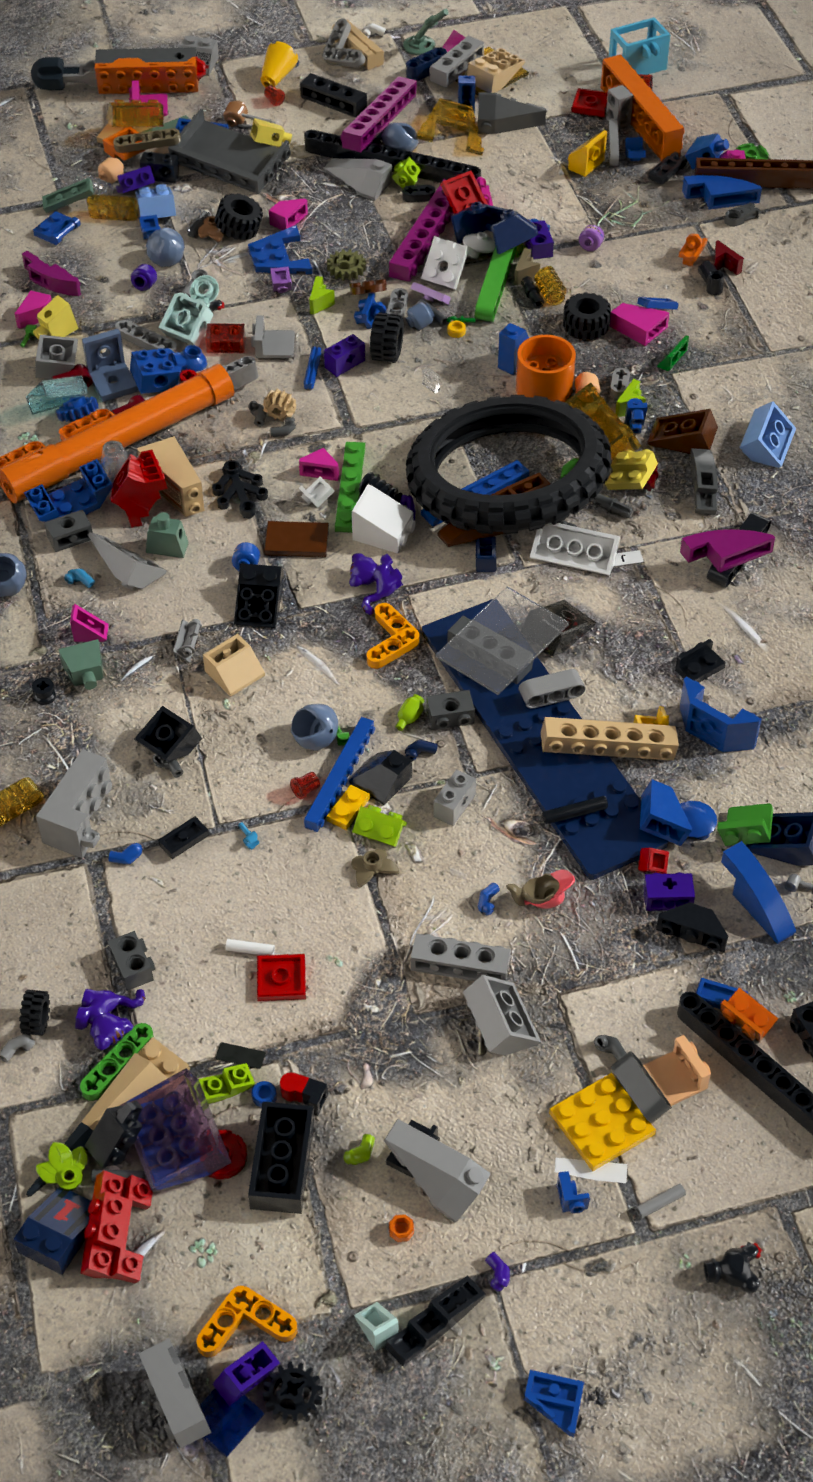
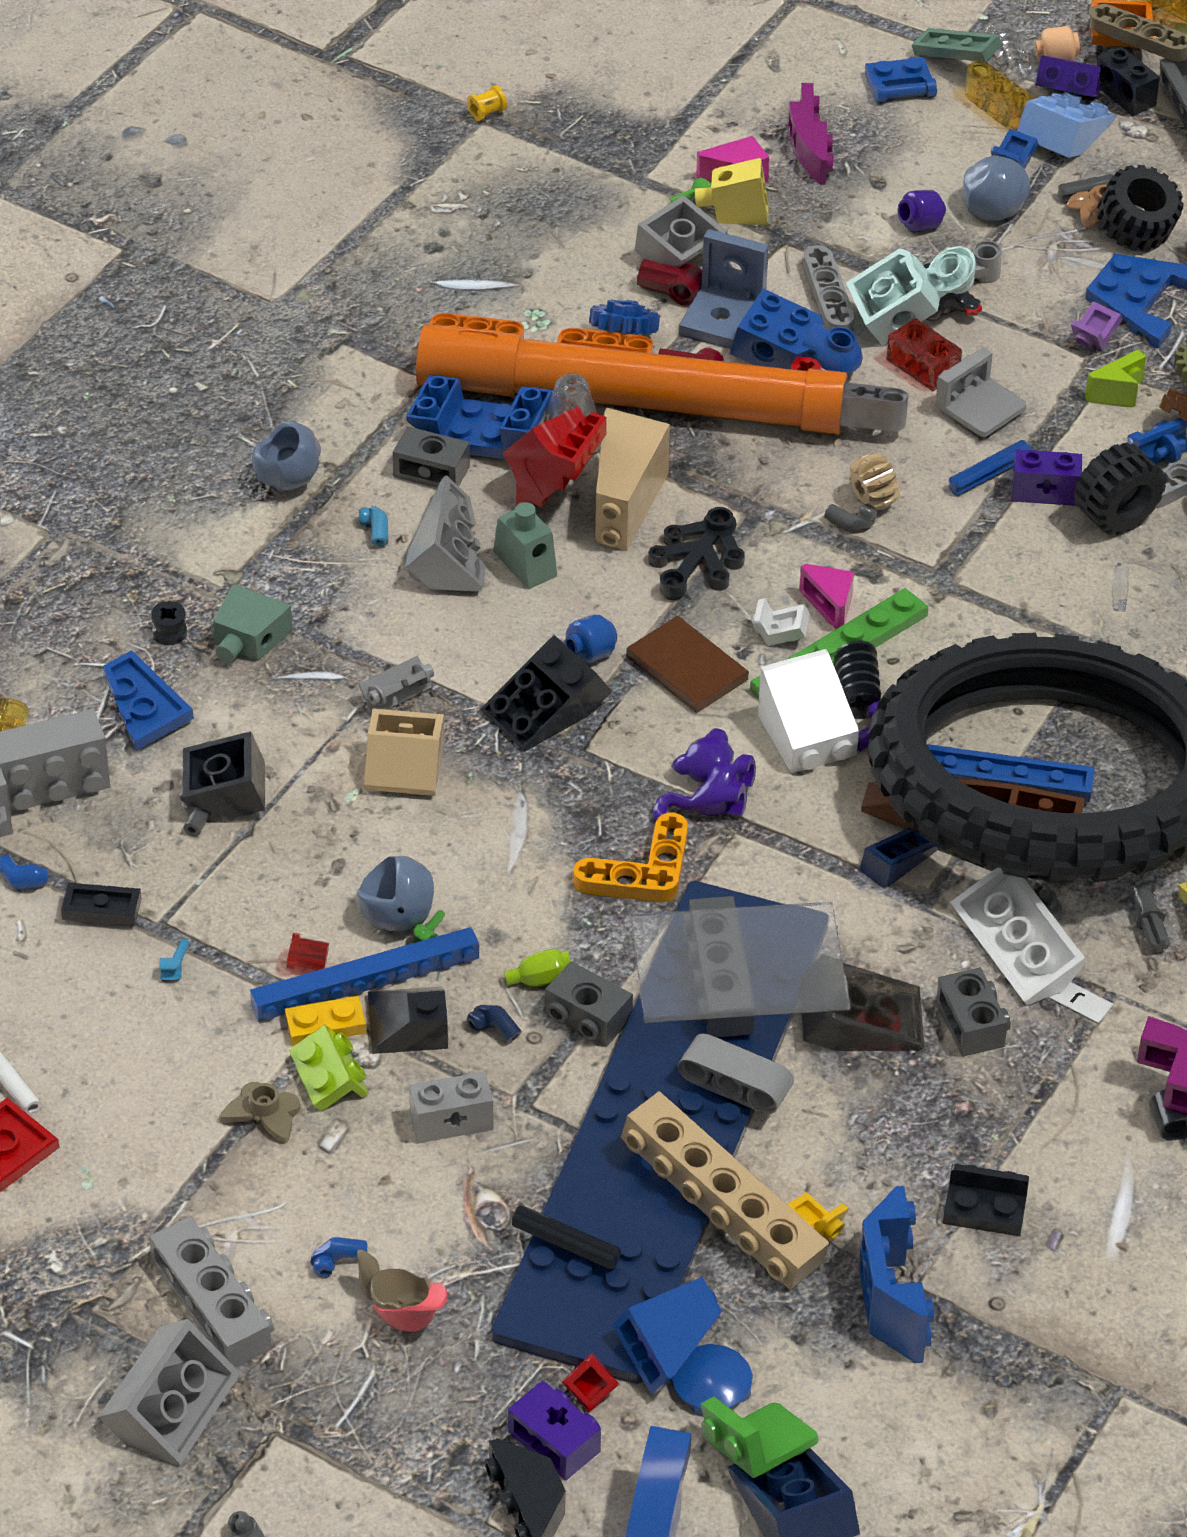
camera: 45 degrees right, 5 degrees down
(55, 392) = (617, 279): clear light blue slope -> none
(78, 733) = (144, 700): none -> blue wing
(87, 626) = (306, 583): dark pink slope -> none
(257, 410) = (841, 483): dark grey arm -> none
(599, 593) = (972, 1011): none -> dark grey brick

